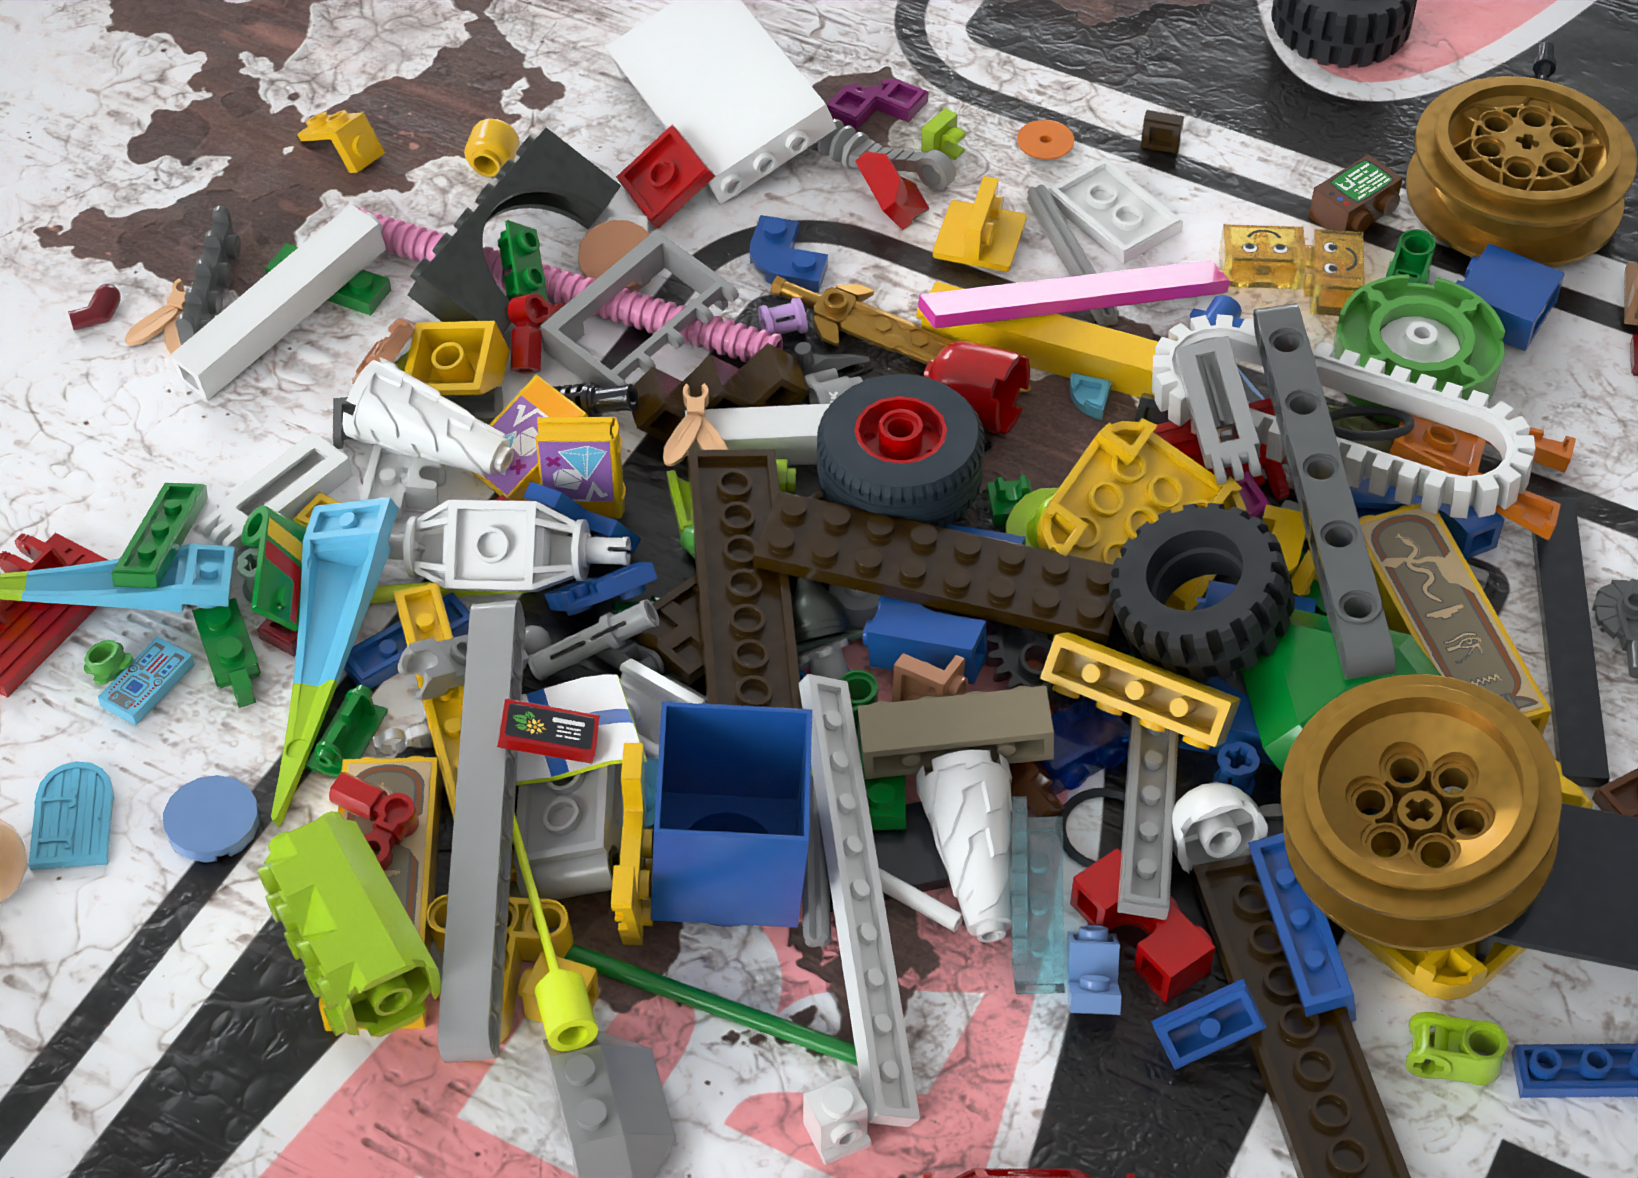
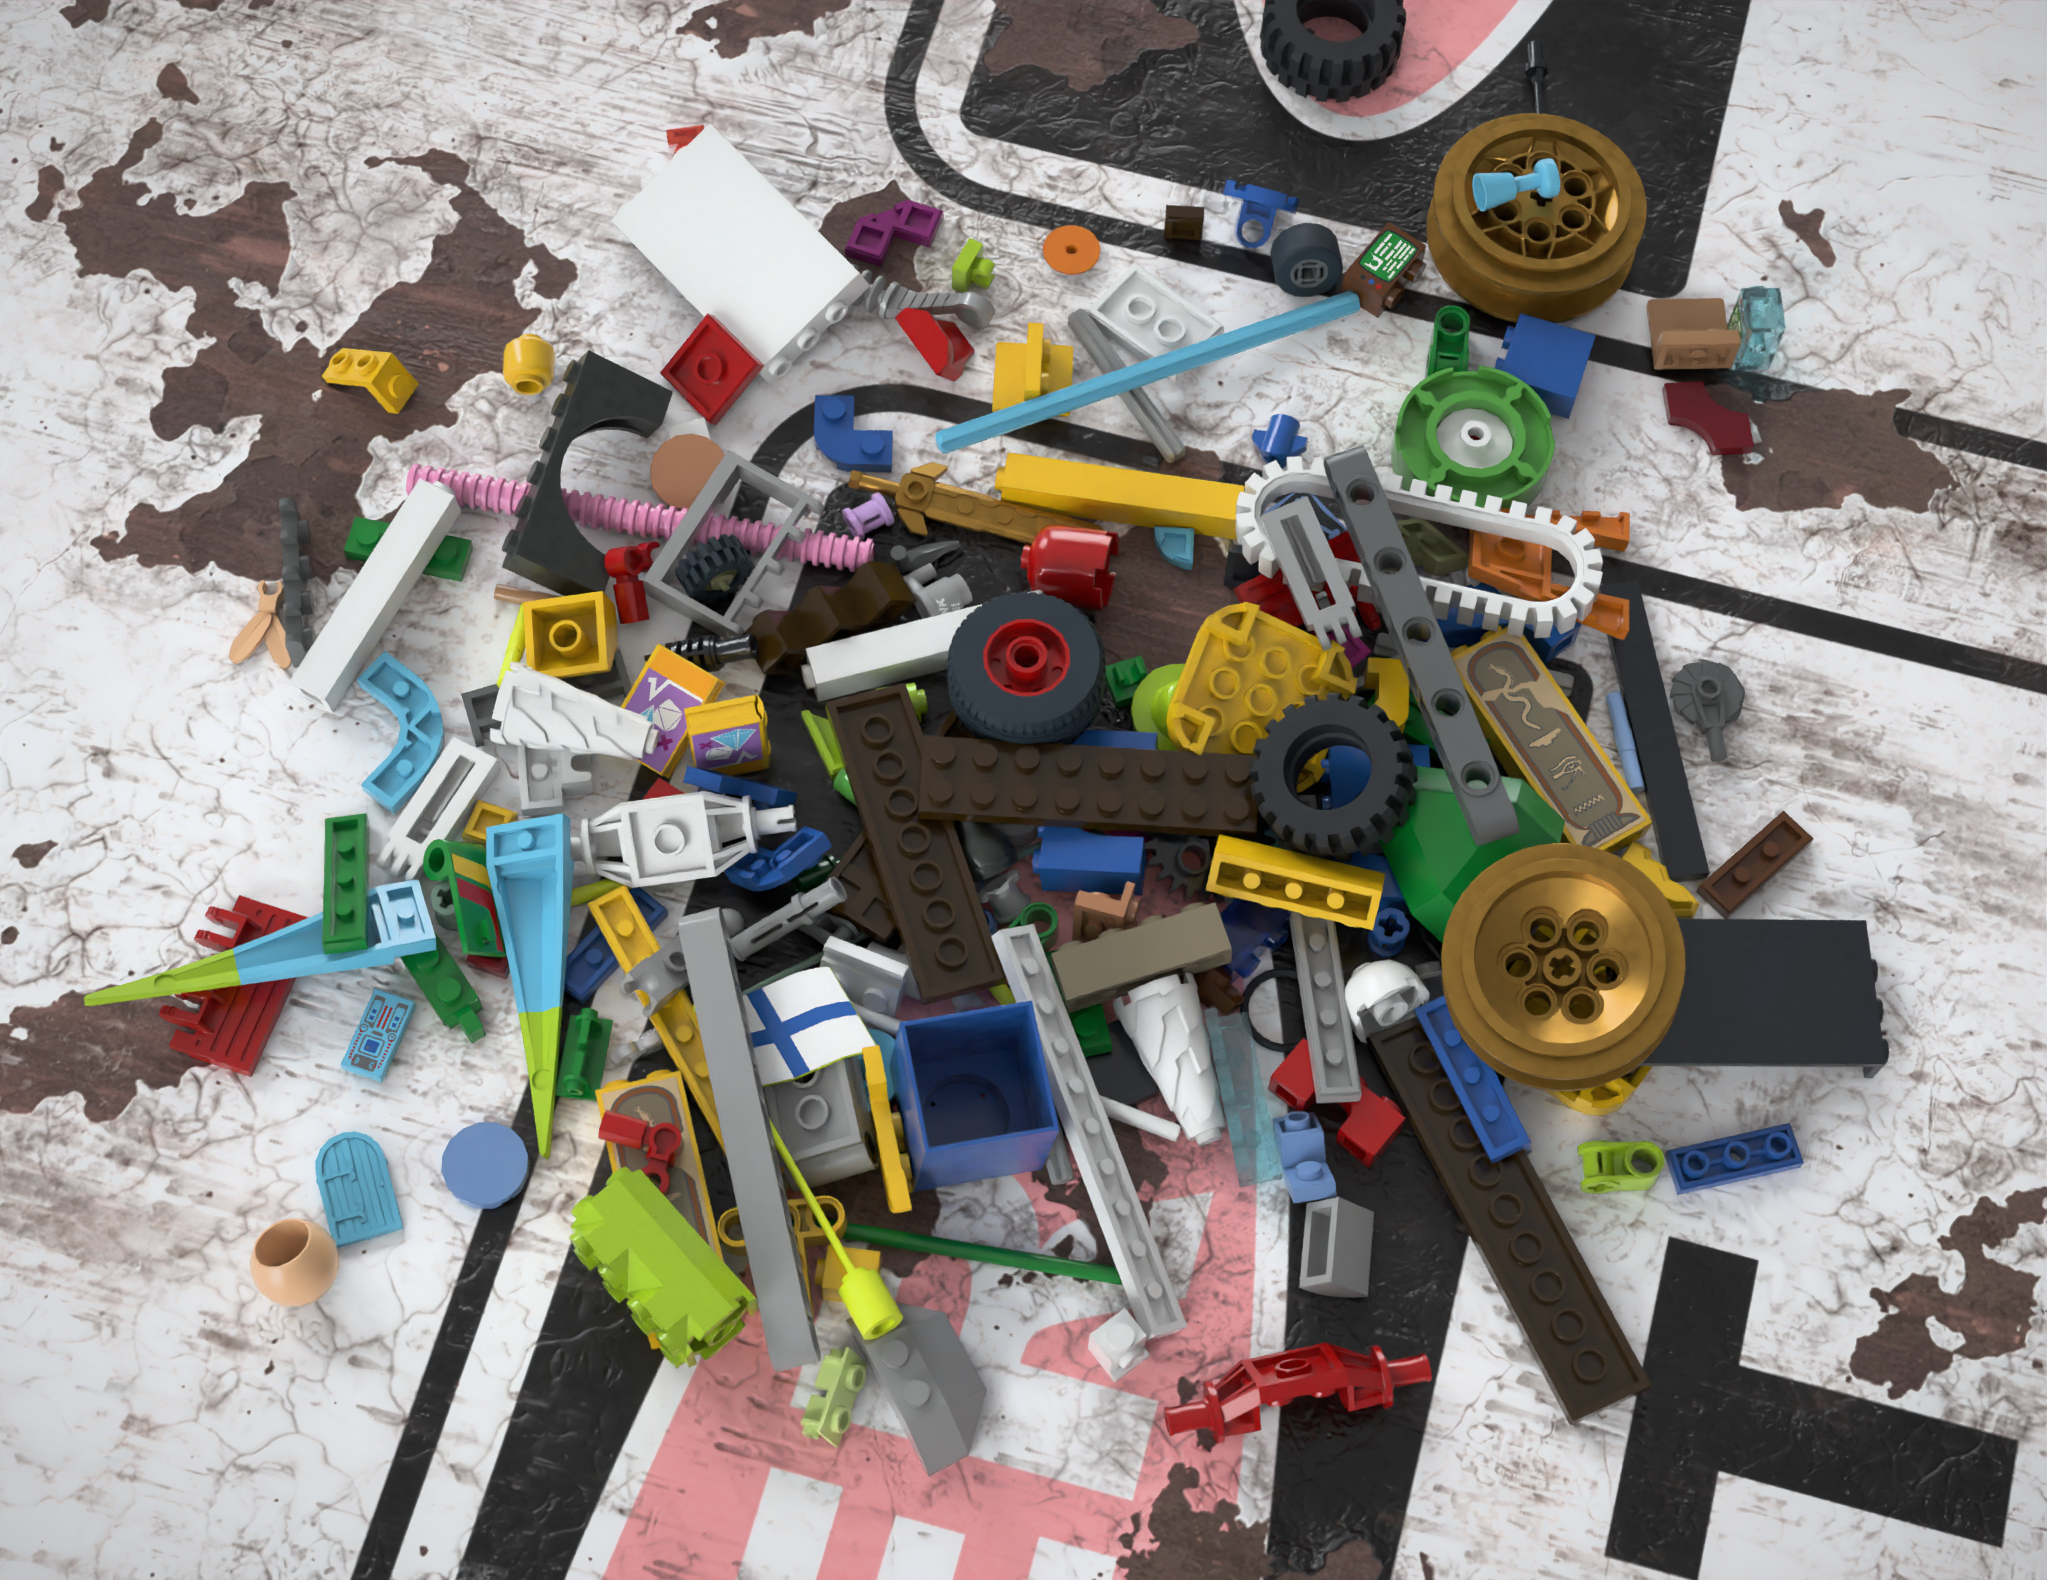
camera: 15 degrees left, 15 degrees up
(99, 310) = (193, 630): dark red arm -> none
(106, 661) = (328, 1021): bright green plate -> none
(283, 425) = (419, 735): none -> medium azure plate
(389, 346) = (497, 638): nougat tile -> none
(516, 1104) = (842, 1377): none -> yellowish green hinge
(521, 253) = (599, 494): green hinge -> none
(548, 731) = (785, 1041): tile -> none
(614, 329) = (714, 569): none -> black wheel
(691, 429) = (822, 670): light nougat piece -> none
(1072, 294) = (1140, 443): tile -> none
(1076, 241) = (1146, 372): none -> medium azure axle
(1110, 1072) = (1336, 1248): none -> light grey brick
(1209, 1024) = (1413, 1190): blue brick -> none
(1242, 122) = (1258, 205): none -> blue tile
(1263, 256) = (1307, 358): clear yellow brick -> none
(1278, 161) = (1306, 260): none -> black wheel
(1304, 576) = (1414, 725): yellow tile -> none
(1334, 270) = (1379, 363): clear yellow brick -> none
(1372, 411) = (1442, 531): black tyre -> none
(1484, 120) = (1498, 188): none -> medium azure piece
(1535, 641) = (1625, 742): none -> light blue piece

